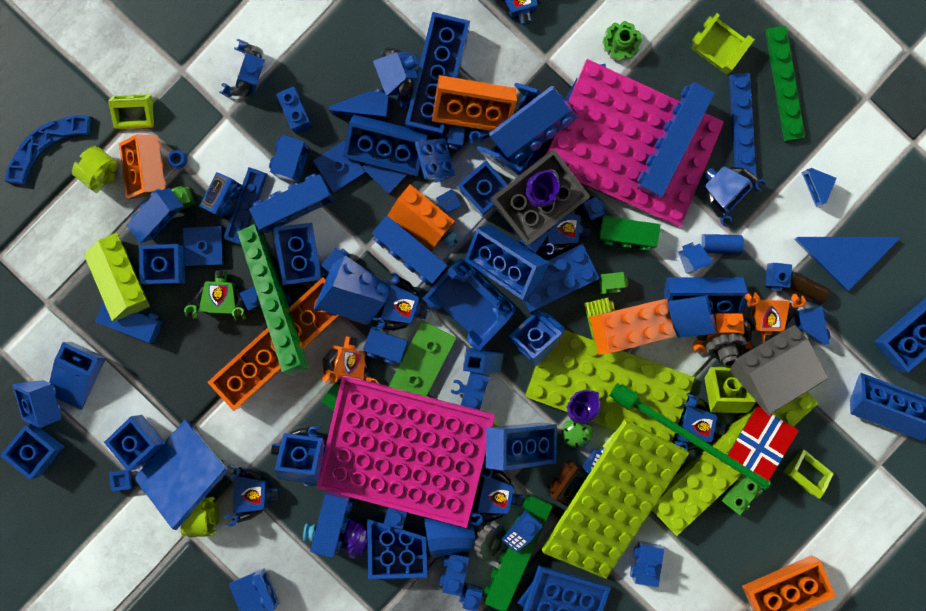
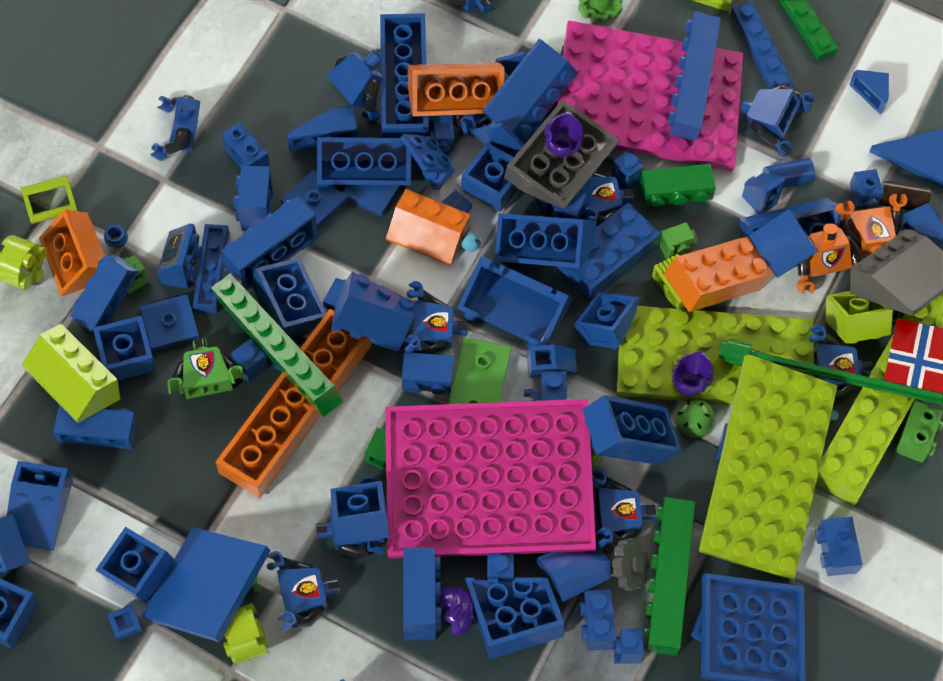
camera: 15 degrees left, 25 degrees down
(309, 532) = (392, 622): medium azure bush -> none
(347, 362) = (377, 395): torso -> none
(411, 251) = (425, 259): blue brick -> none
(522, 531) = (667, 535): blue slope -> none
(568, 483) = (702, 471): reddish brown slope -> none
(726, 348) = (834, 271): dark grey plant -> none

